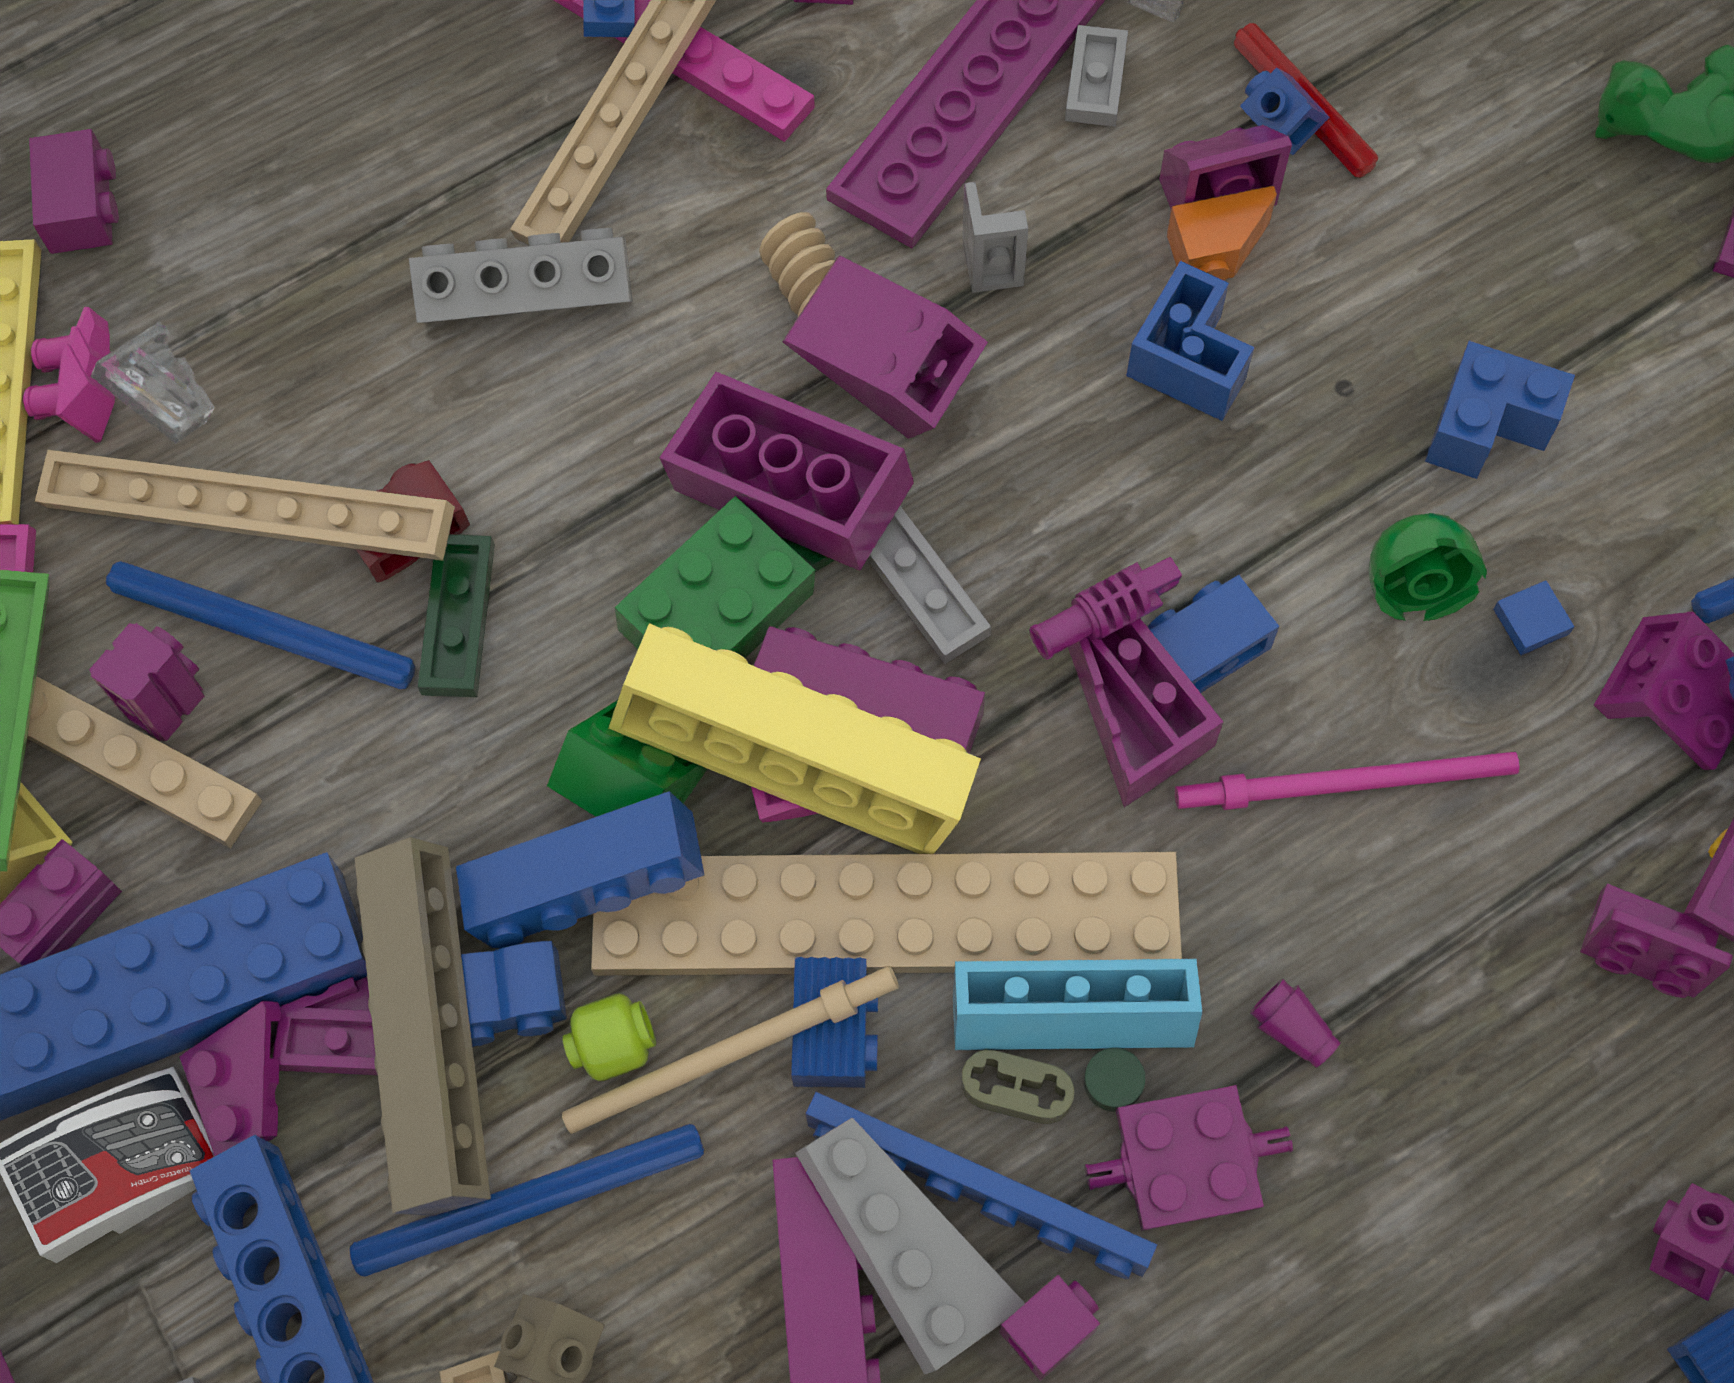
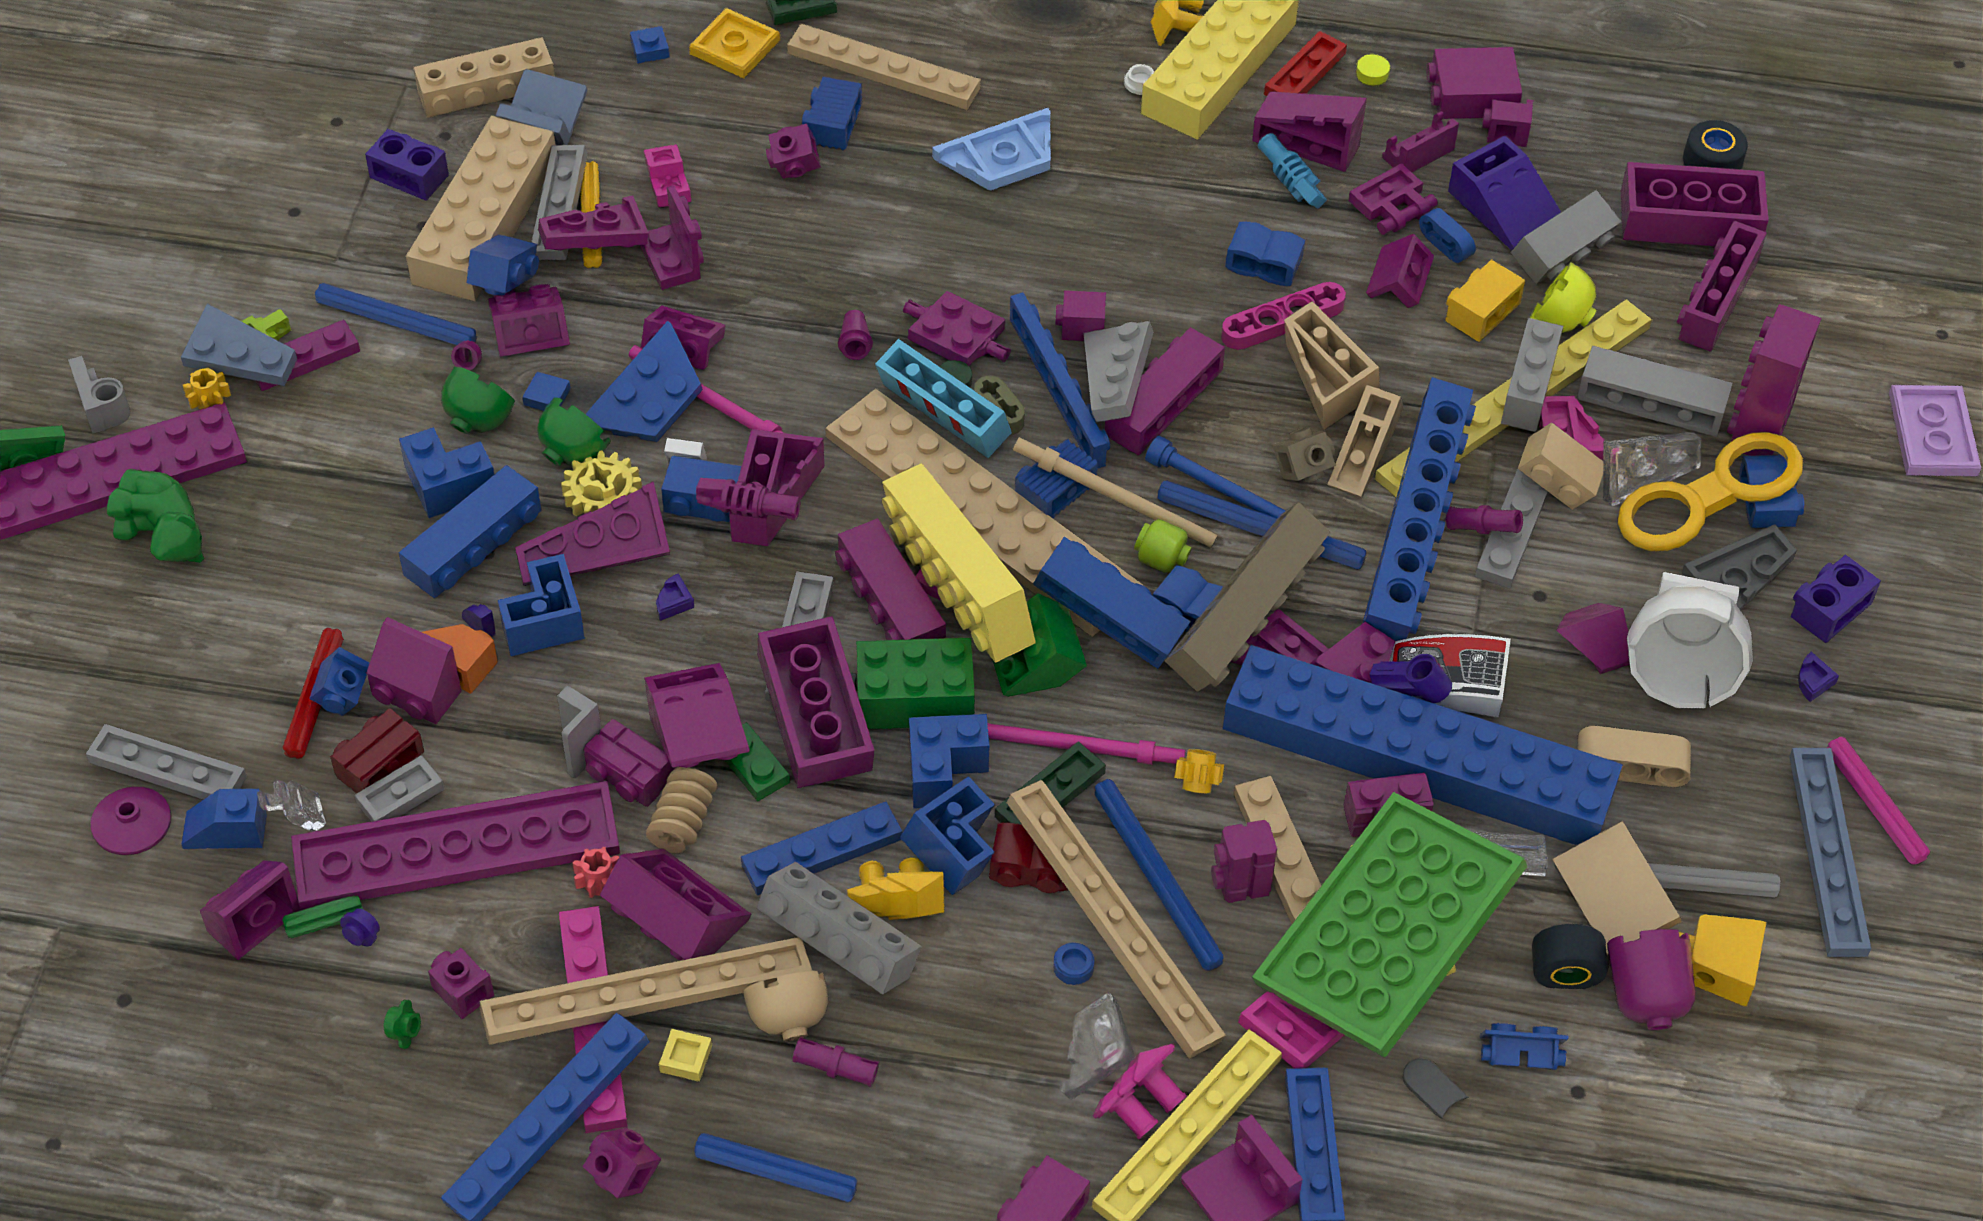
camera: 140 degrees left, 15 degrees down
(132, 1083) = (1417, 677): none -> dark purple piece
(266, 457) = (1073, 963): none -> blue tile
(313, 755) = (1199, 771): none -> yellow gear
(371, 56) = (775, 1167): none -> blue axle
(398, 754) = (1144, 751): none -> dark pink bar
(405, 176) = (835, 1061): none -> magenta pin
(483, 370) = (899, 894): none -> yellow connector
(496, 172) = (788, 1004): none -> tan cylinder
(507, 450) = (946, 834): none -> blue brick
(551, 73) = (685, 1055): none -> light yellow plate
(611, 550) = (945, 748): none -> blue brick
(637, 368) = (825, 845): none -> blue plate
(709, 187) = (673, 903): none -> magenta slope
(739, 1195) = (1164, 454): none -> blue piece
(806, 388) = (759, 767): none -> green plate
(818, 152) = (593, 870): none -> coral gear
(928, 266) = (628, 763): none -> magenta brick
(1094, 499) = (673, 598): none -> dark purple tile
(1162, 85) = (376, 751): none -> dark red brick
(1236, 483) = (609, 537): none -> magenta wing
(1249, 295) = (480, 618): none -> dark purple tile
(1280, 663) = (684, 449): none -> white plate
(1324, 520) = (598, 482): none -> light yellow gear
(1374, 365) = (470, 531): none -> blue brick
(1420, 708) = (649, 390): none -> blue wing
(1487, 828) = (694, 332): none -> magenta bracket
(1577, 514) = (473, 402): none -> green cylinder
(1675, 581) = (461, 354): none -> magenta hinge

